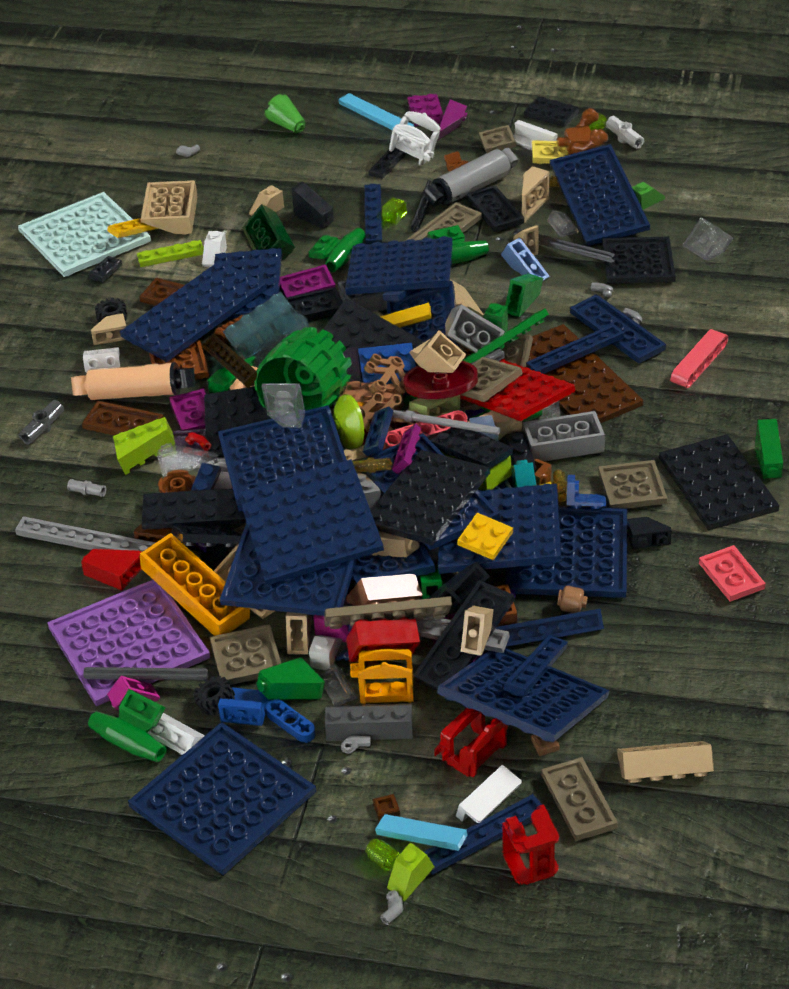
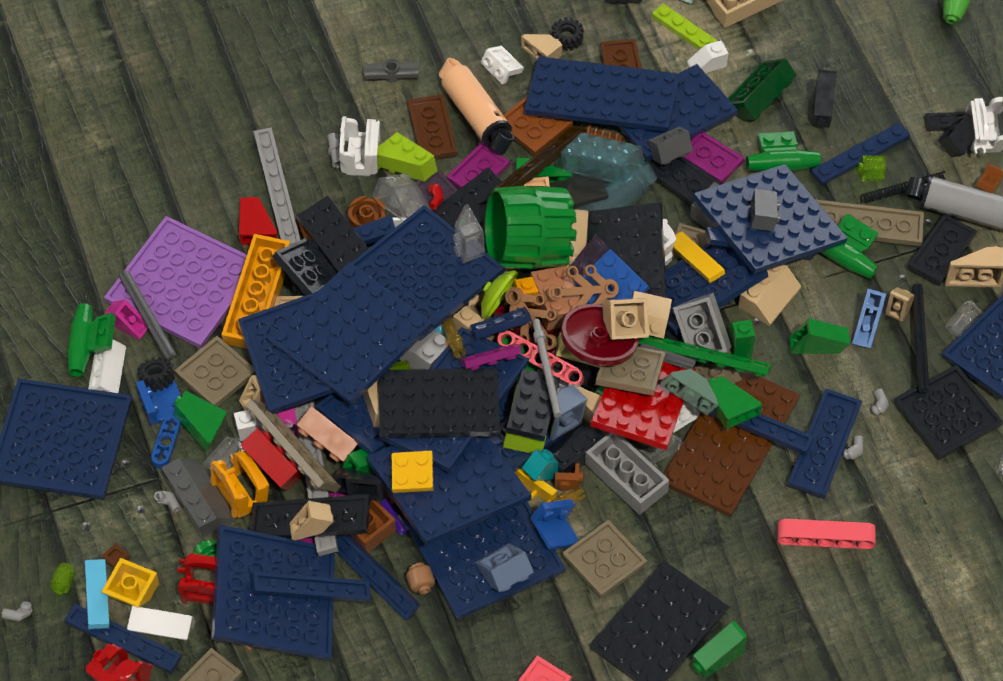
camera: 55 degrees right, 15 degrees up
(89, 465) = (362, 147): none -> white animal
(270, 197) = (808, 60): tan slope -> none
(282, 283) = (670, 145): none -> dark grey brick
(398, 256) = (764, 210): none -> brick
(406, 159) = (958, 136): none -> black brick
(409, 871) = (52, 605): lime slope -> none
(432, 796) = (131, 583): none -> yellow slope
(434, 730) = (206, 547): none -> green plate
(531, 357) = (692, 389): none -> sand green slope
(550, 348) = (733, 403): none -> green slope
(603, 538) = (505, 567): none -> sand blue slope
(647, 532) = (543, 596): black slope -> none

